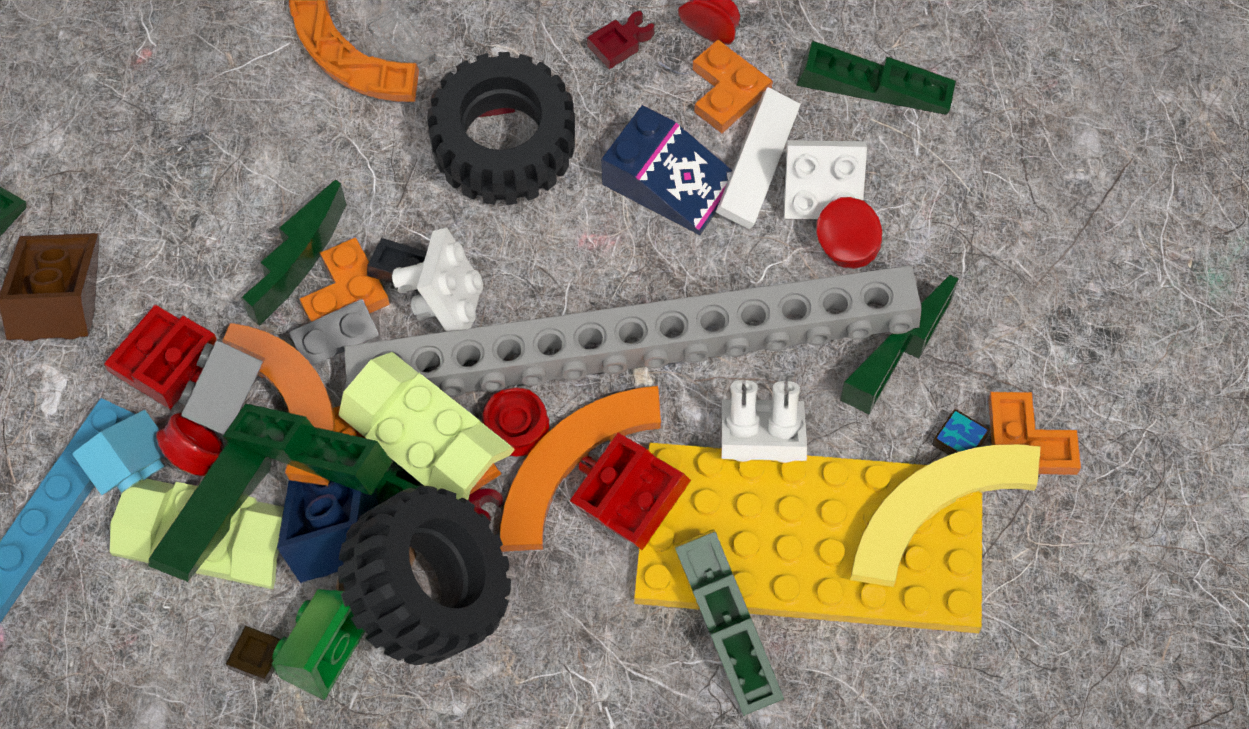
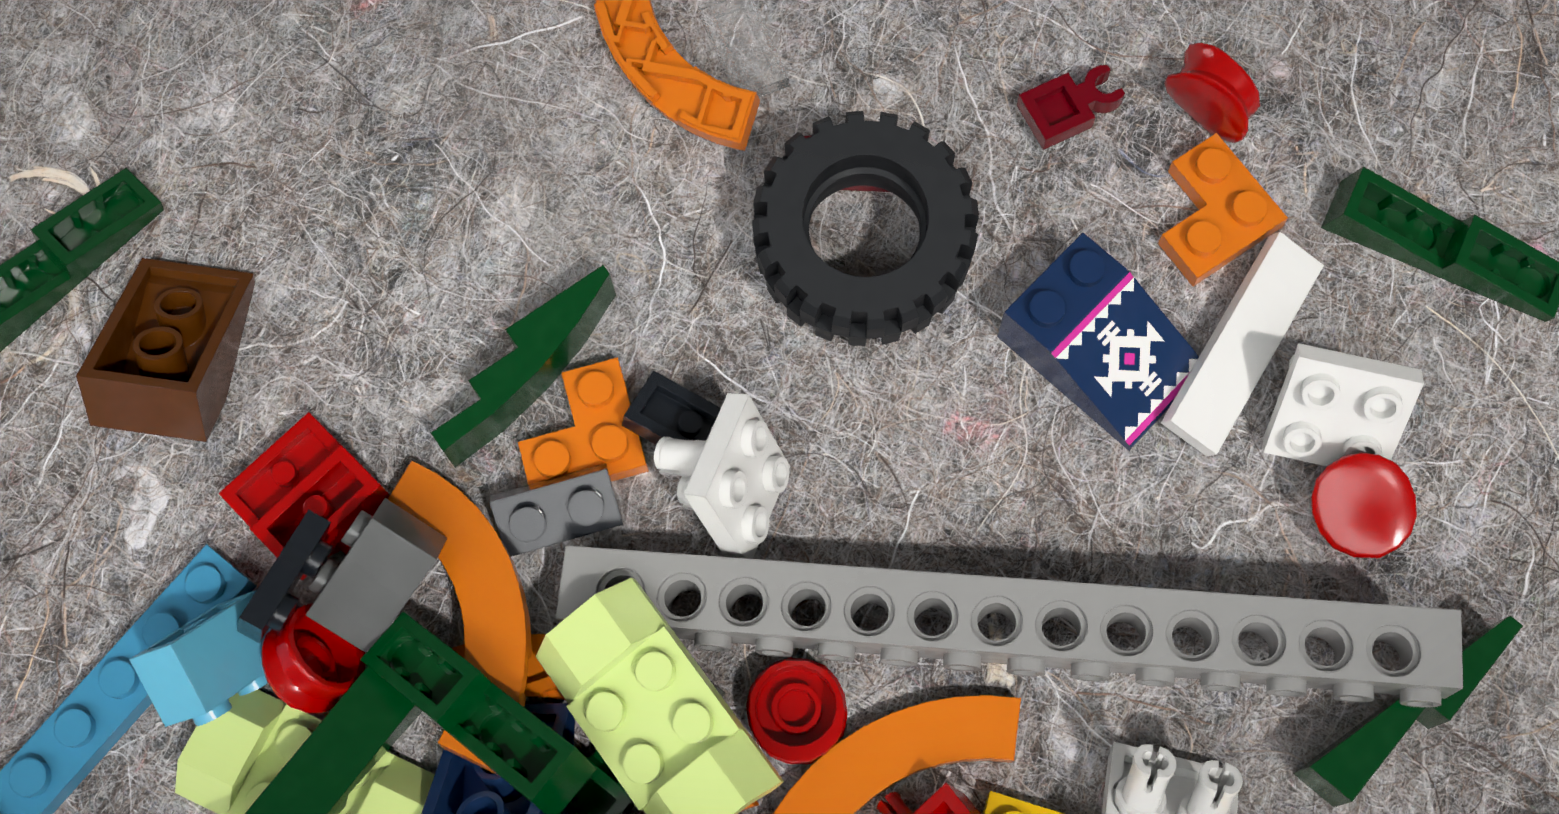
camera: 15 degrees right, 10 degrees up
(159, 404) = (273, 600): none -> black plate

